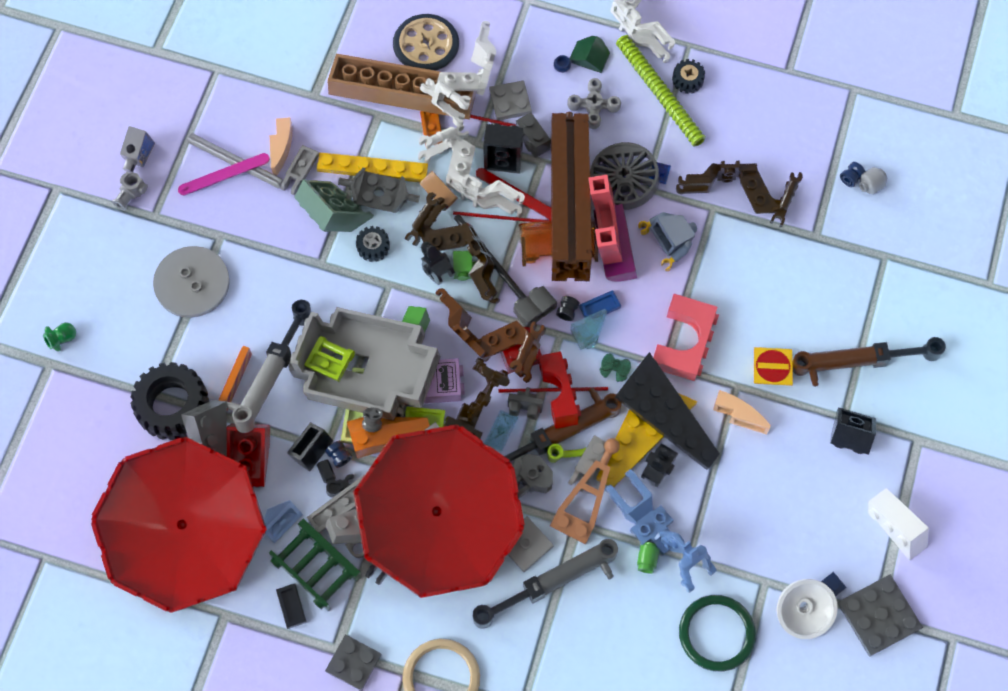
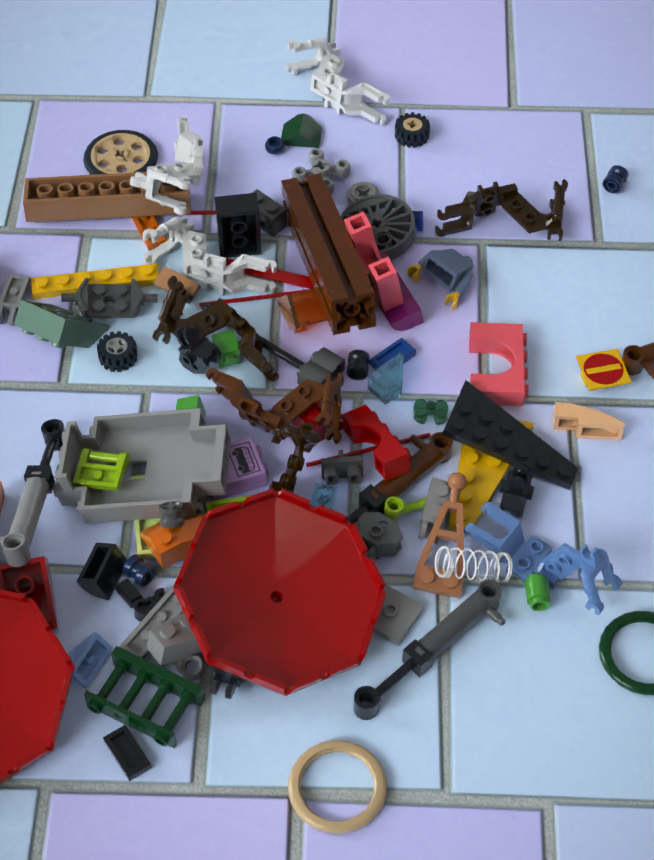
camera: 15 degrees left, 15 degrees down
(353, 662) = (223, 797): dark grey plate -> none
(510, 100) = (227, 183): light grey plate -> none
(578, 526) = (451, 564): none -> white piece
(626, 128) = (363, 189): none -> light grey gear
(660, 90) = (388, 148): lime piece -> none
(873, 180) = (638, 180): light grey head -> none

